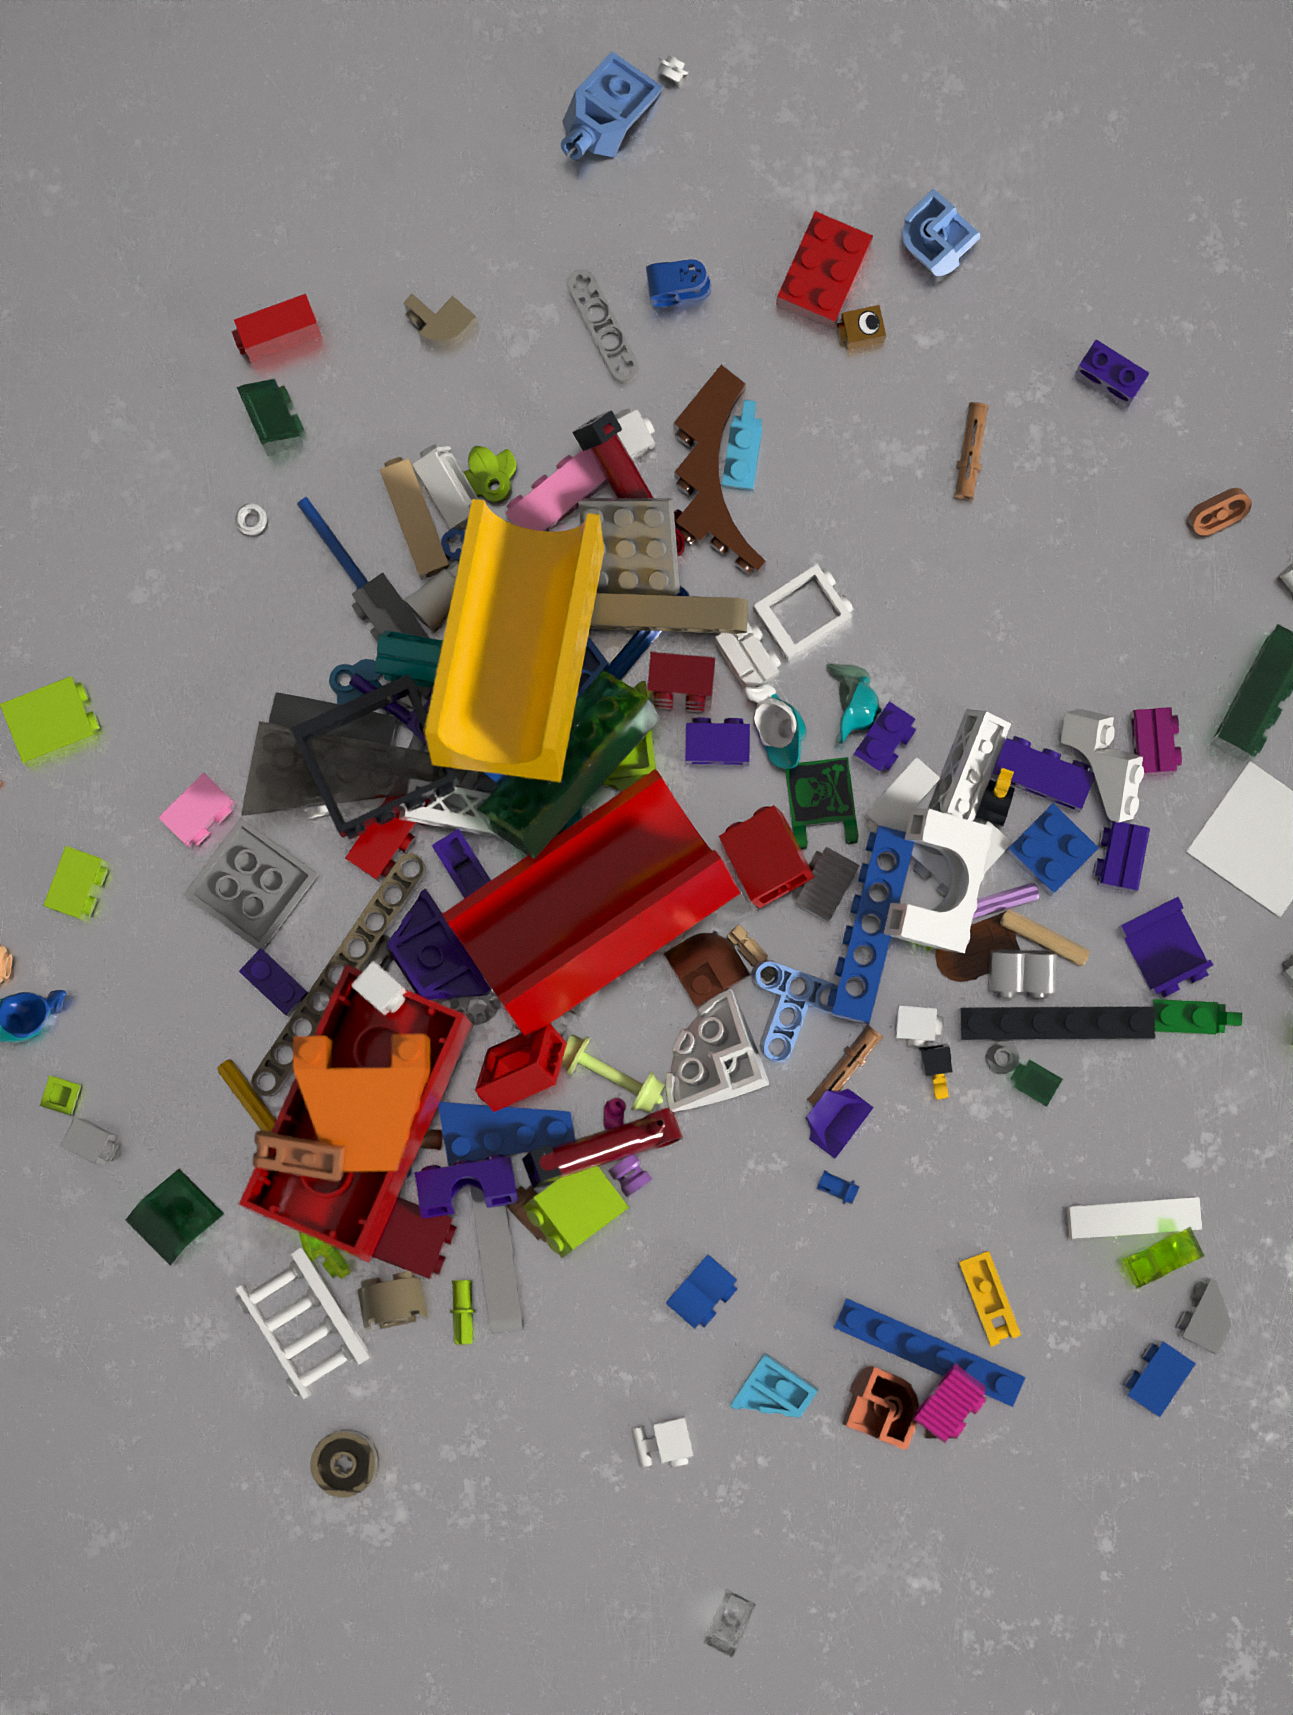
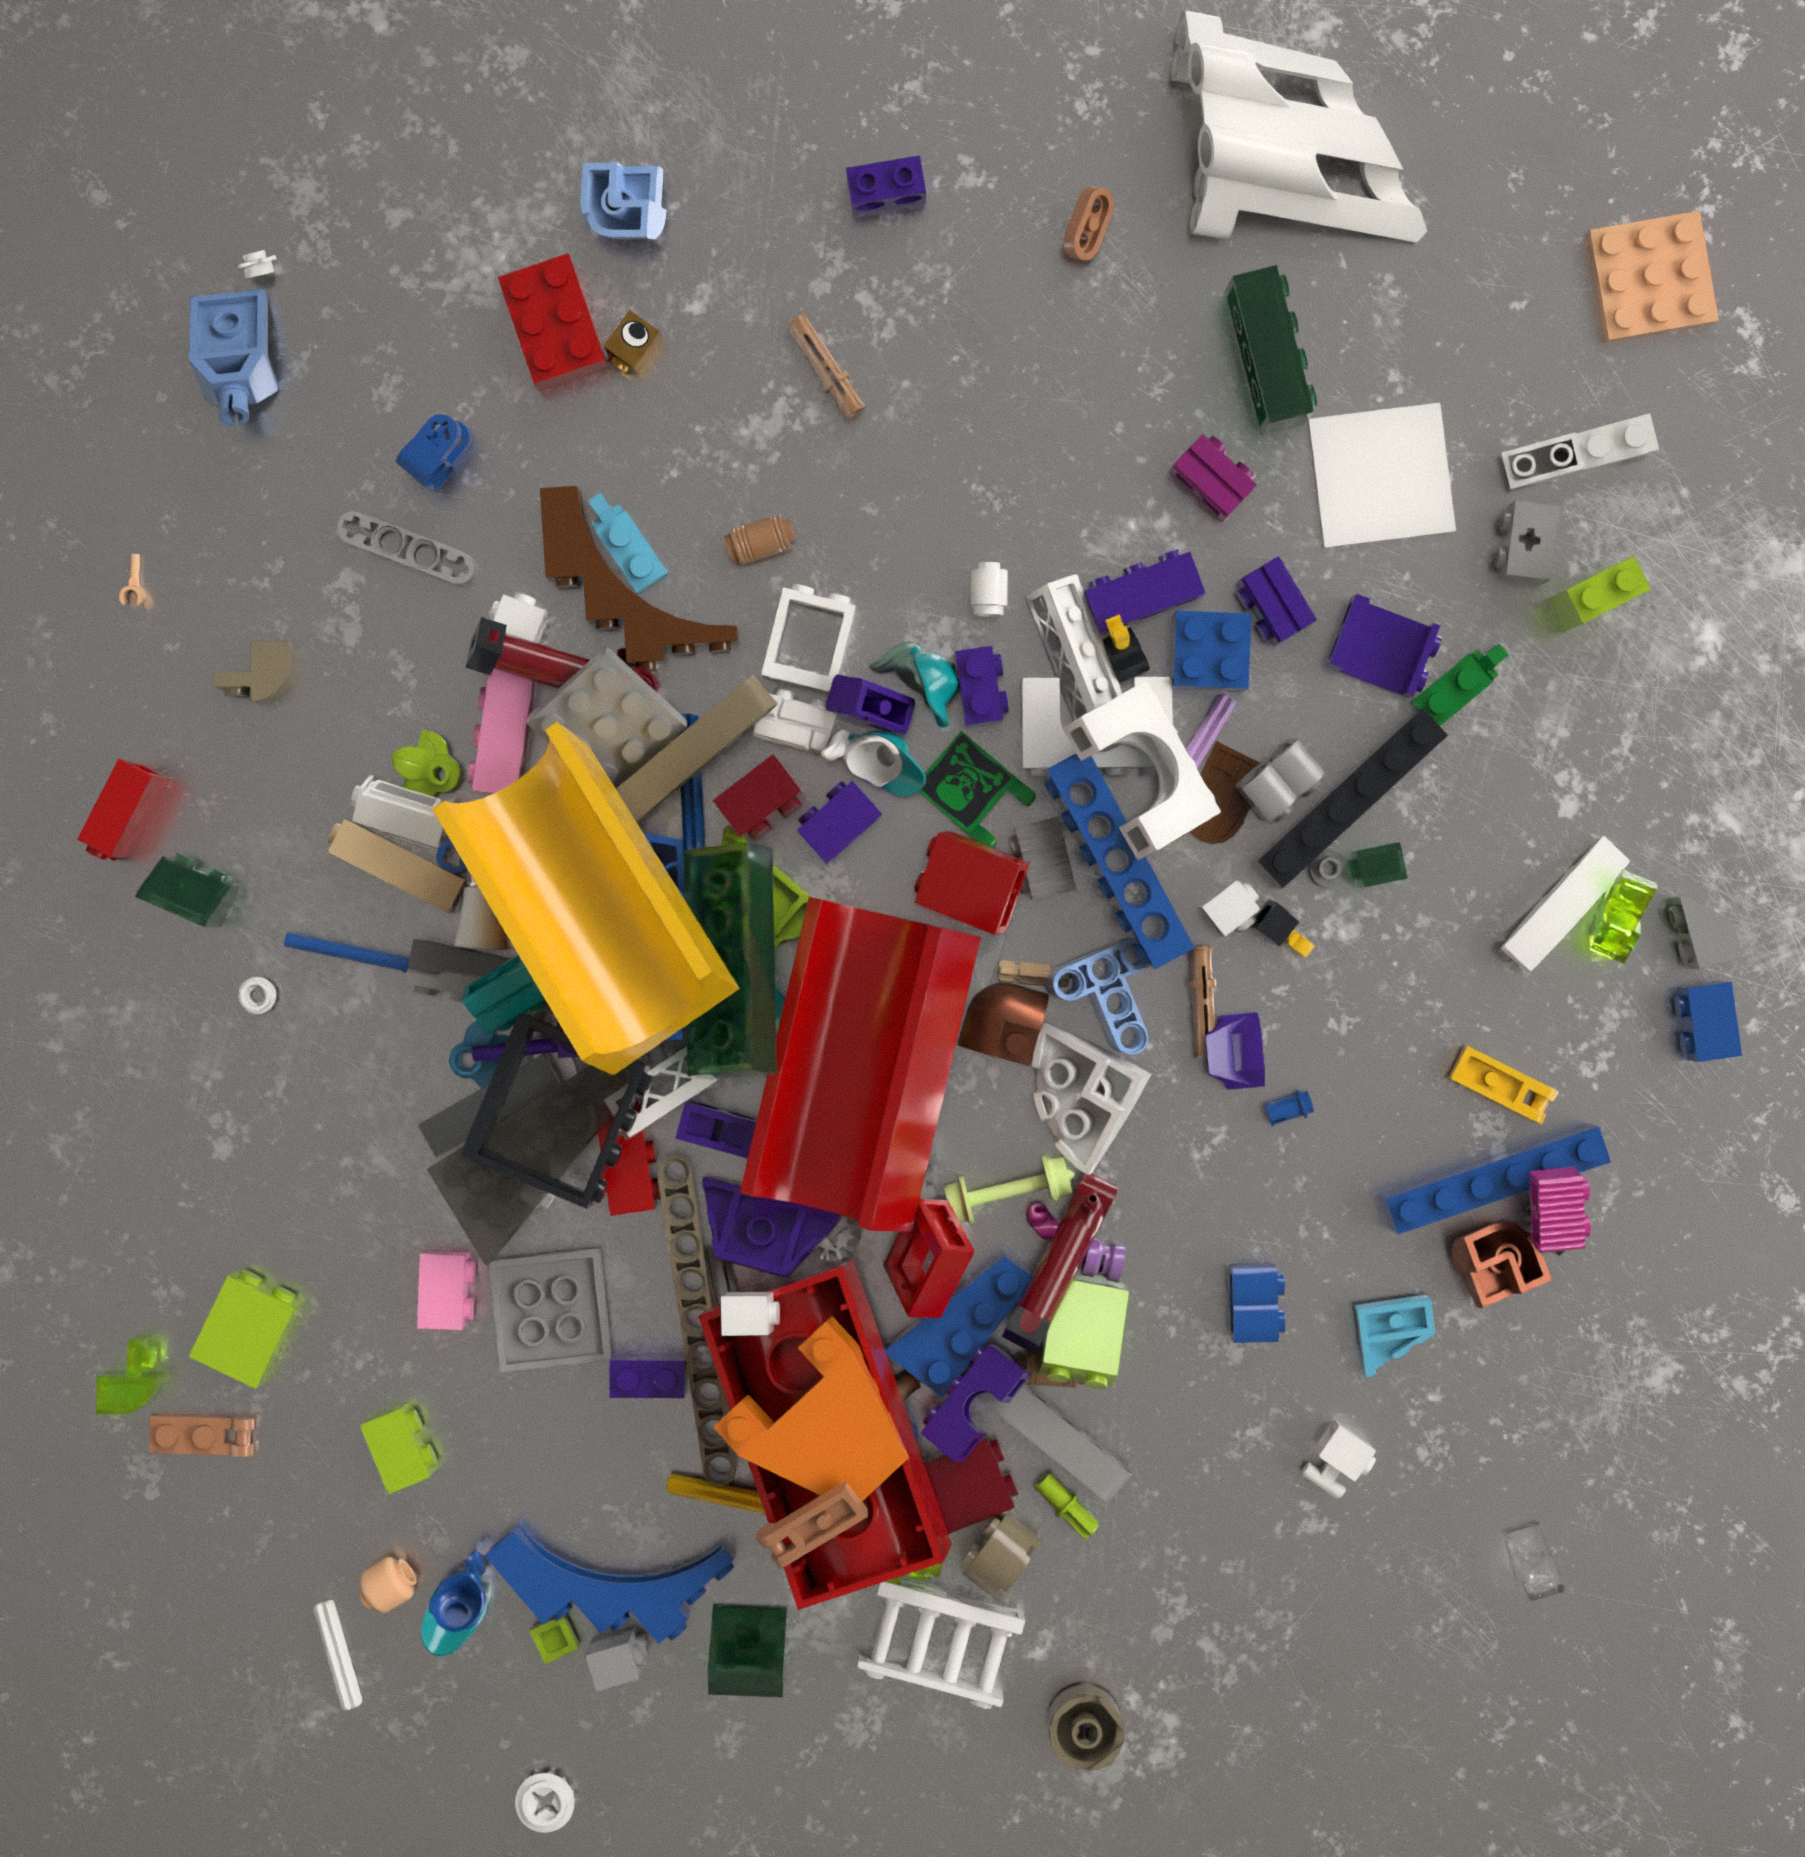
camera: 50 degrees left, 5 degrees up
(90, 1058) = (654, 1599): none -> blue arch
(413, 194) = (133, 583): none -> light nougat hand
(805, 686) = (870, 704): none -> dark purple brick
(830, 521) = (759, 539): none -> medium nougat head
(946, 683) = (988, 589): none -> white brick
(1044, 937) = (1271, 732): tan axle -> none
(1115, 771) = (1205, 533): white arch -> none

